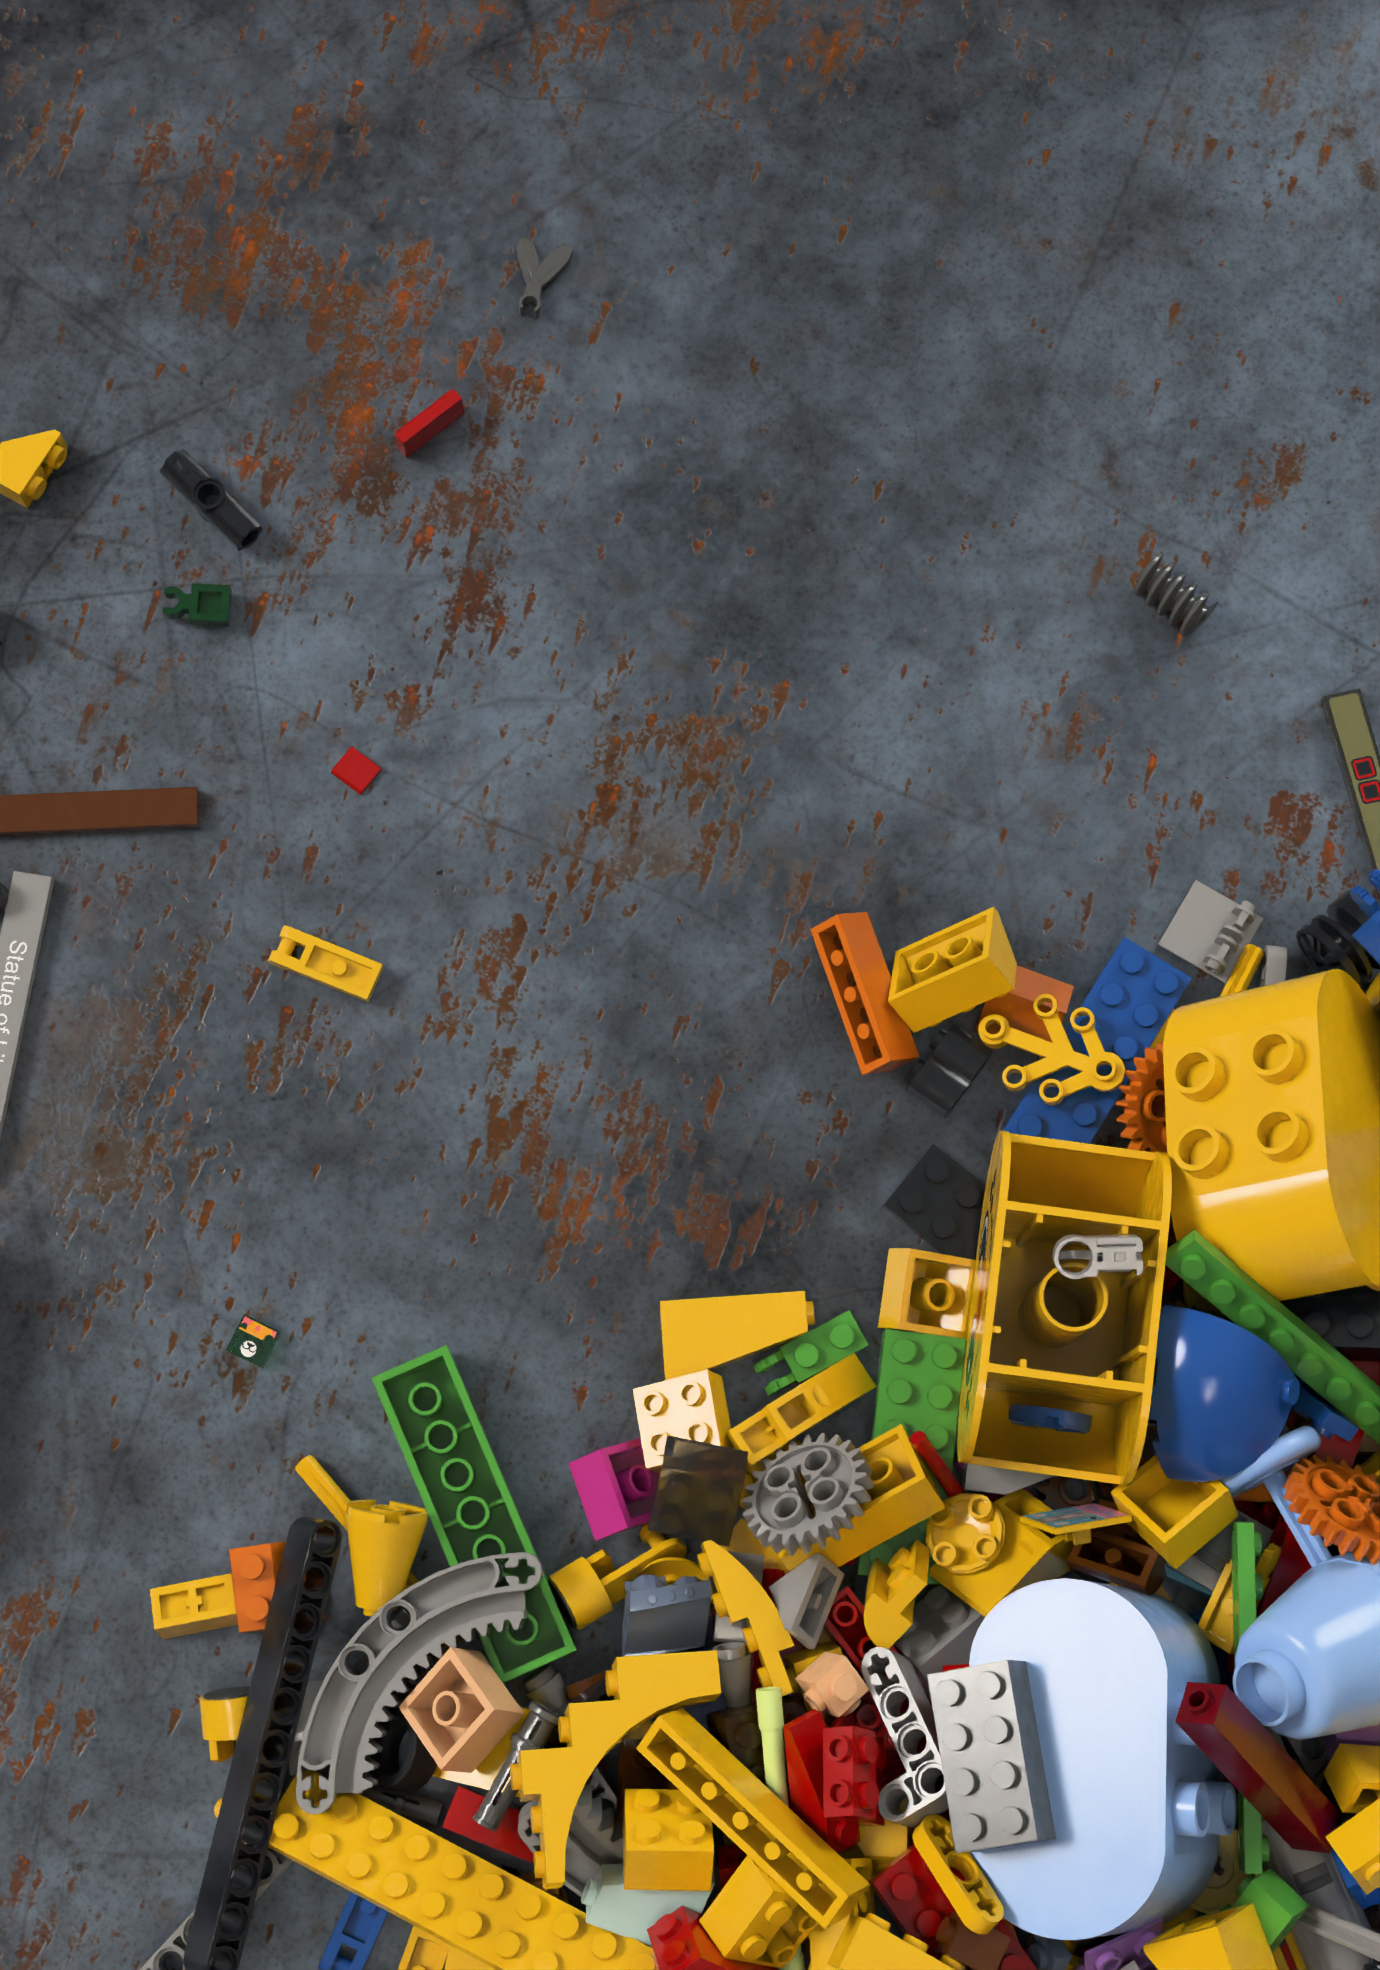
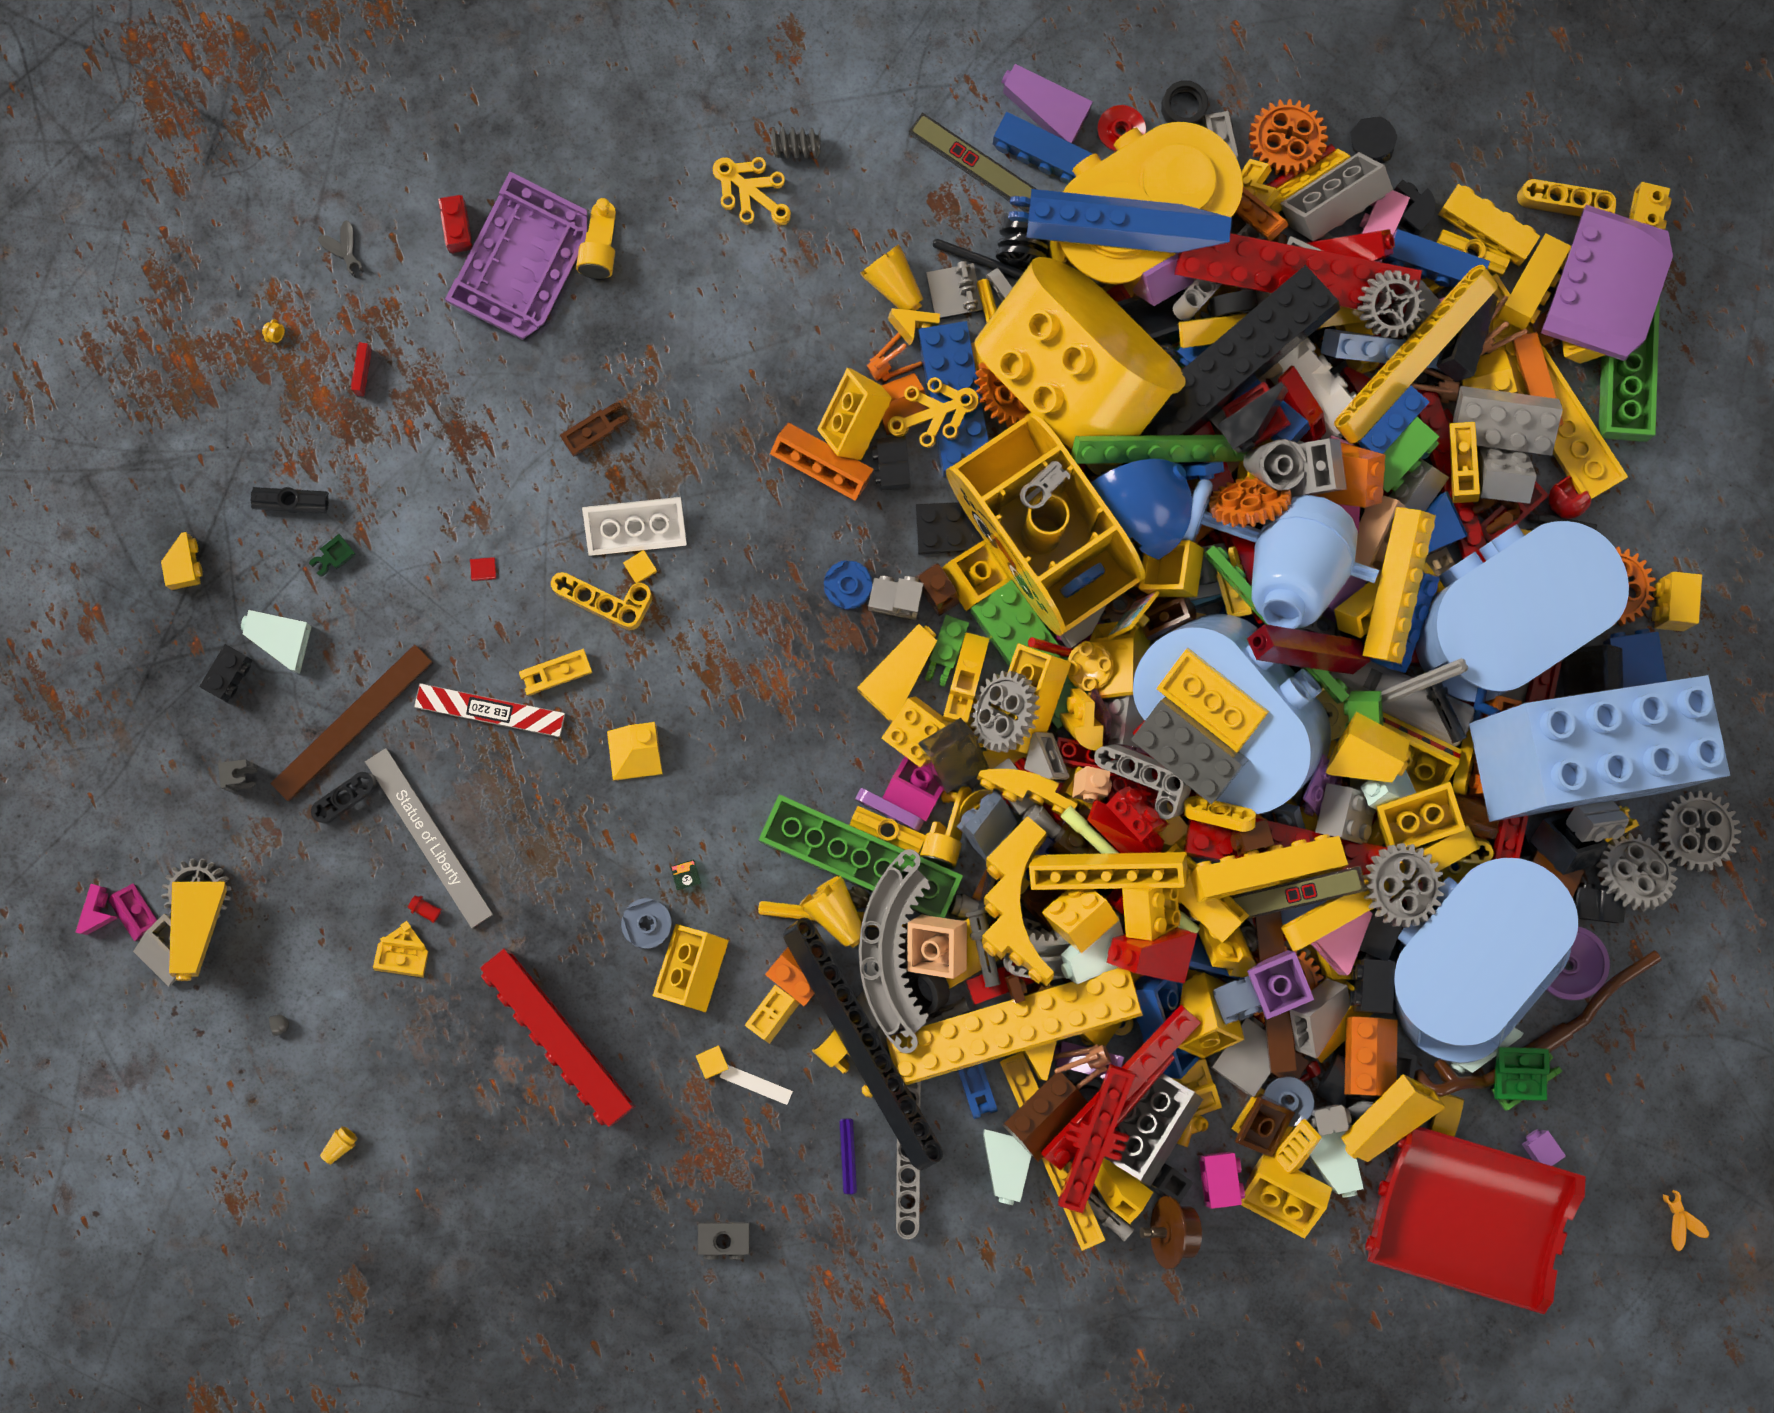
camera: 45 degrees left, 5 degrees up
(51, 644) = (278, 636): none -> light aqua slope
(74, 1598) = (712, 1062): none -> yellow tile
(101, 1674) = (757, 1084): none -> white sticker
(125, 1868) = (848, 1156): none -> dark purple axle
(145, 1335) = (634, 916): none -> sand blue plate
(153, 1460) = (690, 967): none -> yellow slope
(210, 941) = (489, 710): none -> tile
(331, 1140) = (634, 751): none -> yellow slope
(371, 298) = (273, 331): none -> yellow plate
(429, 1557) = (859, 896): none -> dark tan plate
(455, 921) = (598, 597): none -> yellow beam
(509, 1855) = (1016, 988): none -> reddish brown plate
(527, 1484) = (872, 823): none -> yellow piece
(537, 928) = (640, 567): none -> yellow tile
(564, 1486) = (889, 810): none -> medium lavender beam
(575, 875) = (634, 526): none -> white slope
(630, 720) = (593, 429): none -> reddish brown hinge
(688, 352) = (455, 224): none -> red brick
(728, 454) = (520, 258): none -> medium lavender slope
(764, 1168) = (848, 584): none -> blue tile
(807, 1237) = (896, 598): none -> light grey brick
(820, 521) = (596, 254): none -> yellow piece
(866, 1270) = (938, 589): none -> reddish brown torso
(924, 1609) = (1102, 715): none -> clear pink piece
(1038, 942) = (880, 365): none -> orange plant
(1070, 600) = (749, 187): none -> yellow plant
(1075, 1720) = (1212, 700): none -> yellow tile
(1119, 915) = (907, 320): none -> yellow slope
(1147, 855) = (894, 279): none -> yellow cone
(1271, 913) = (977, 258): none -> black piece

